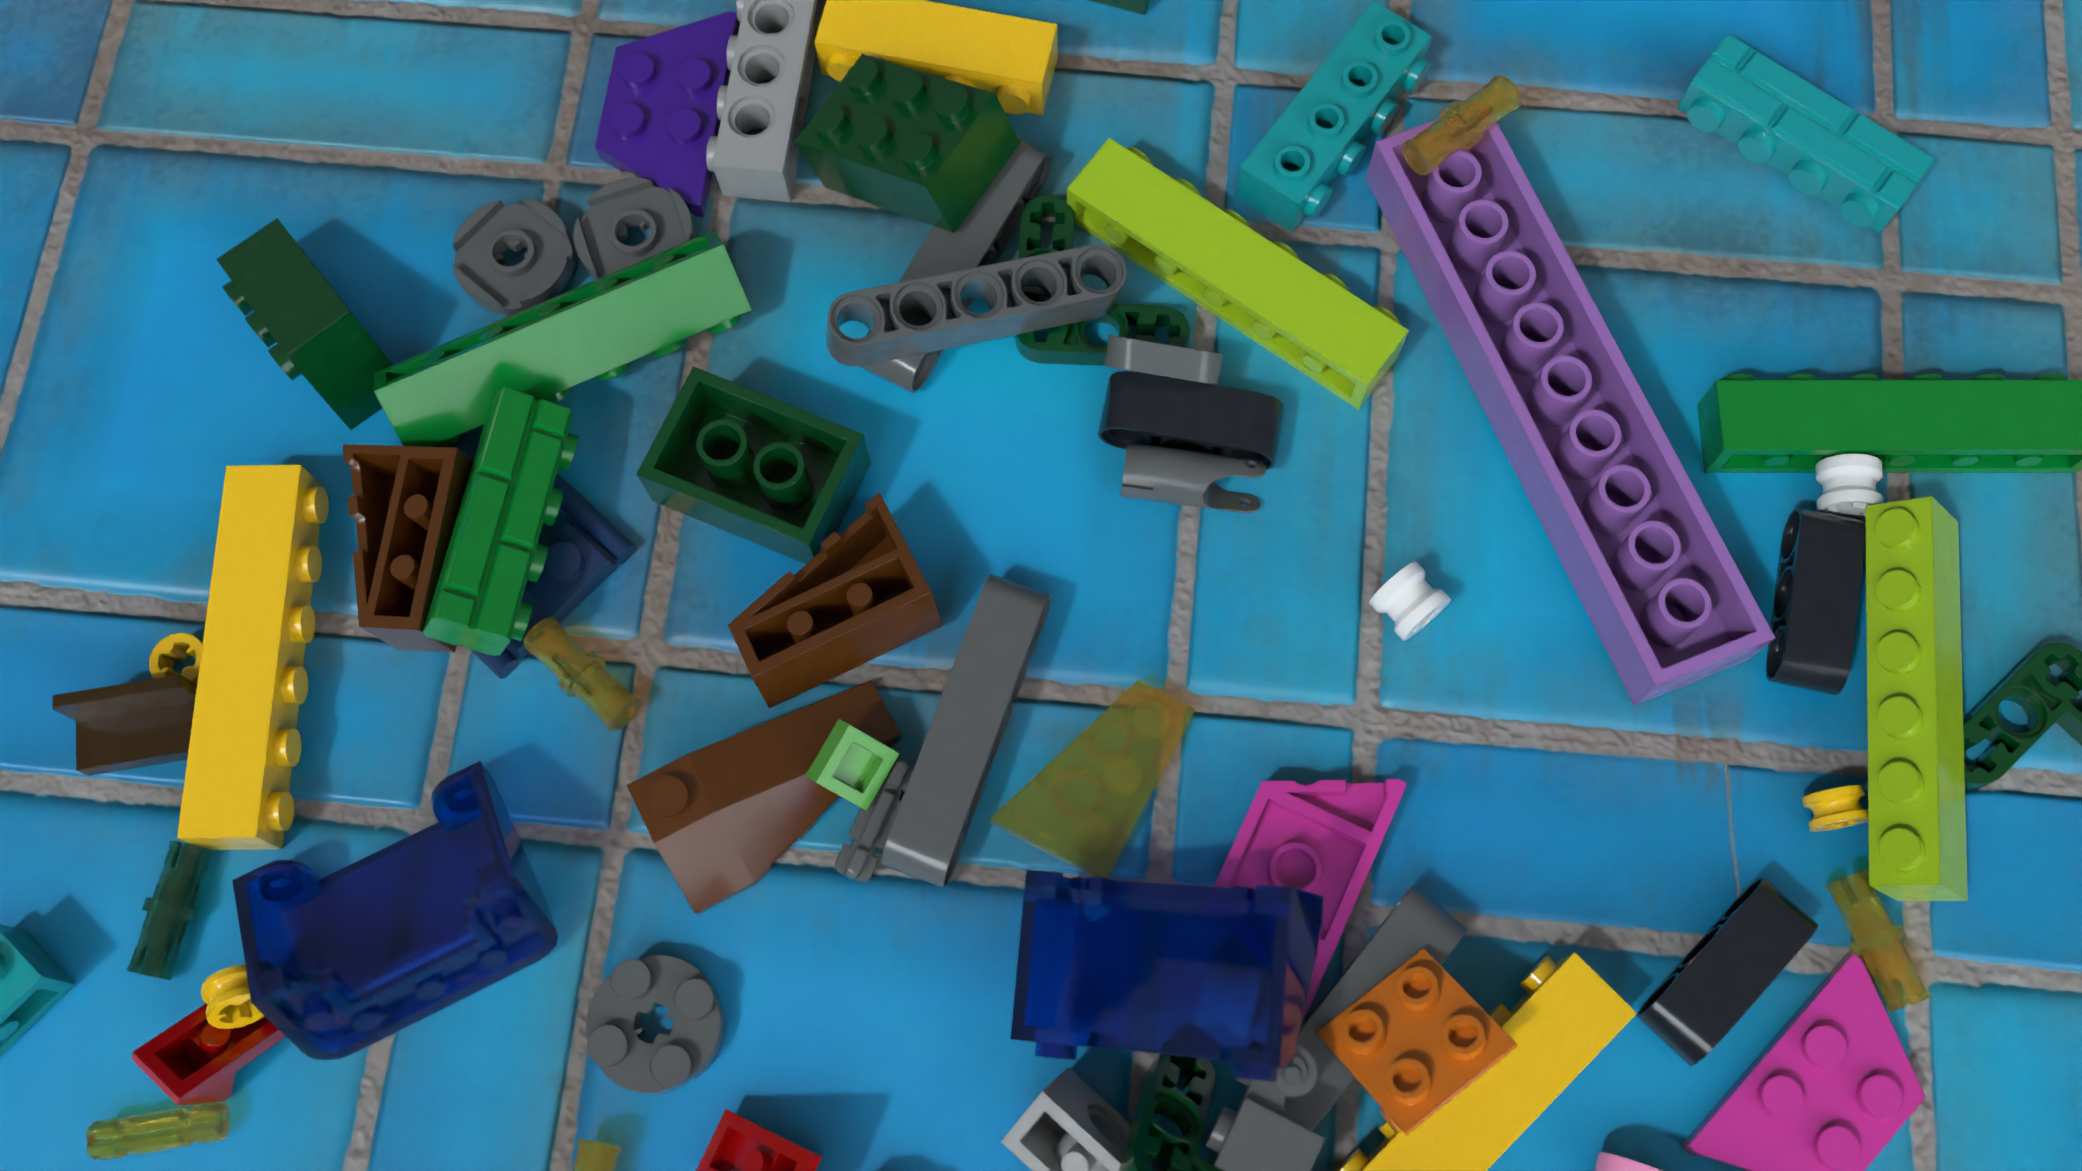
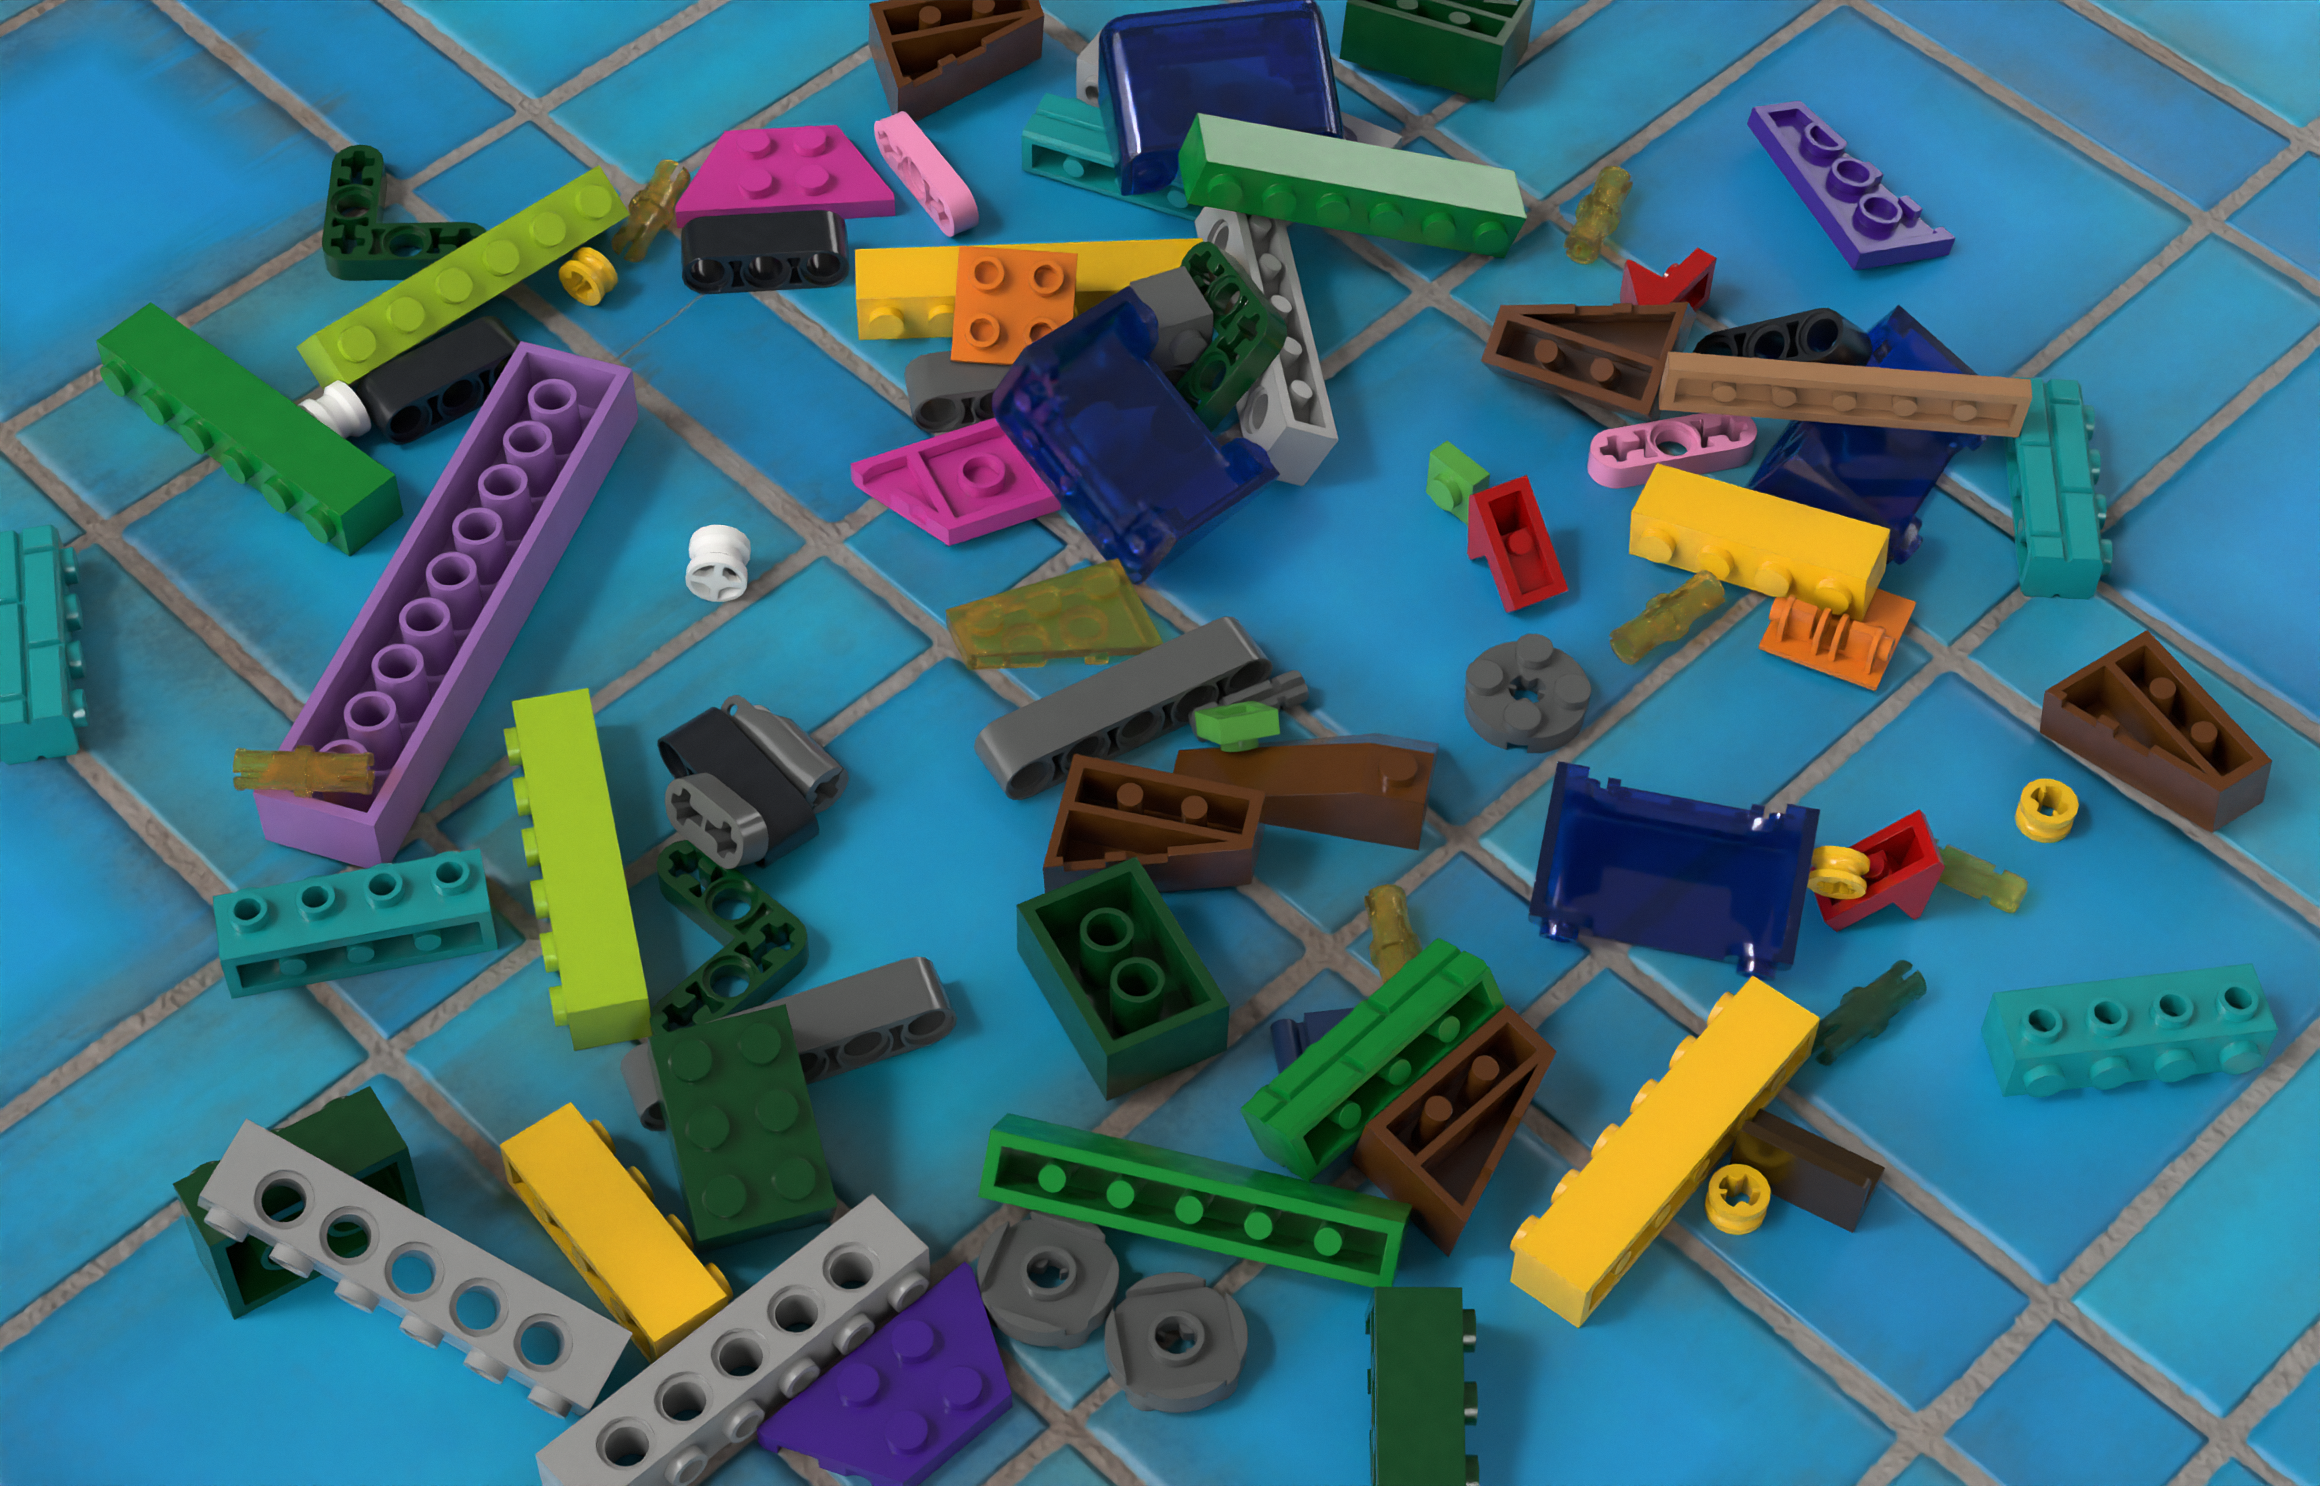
camera: 145 degrees left, 20 degrees down
(954, 325) = (829, 940): dark grey beam -> none

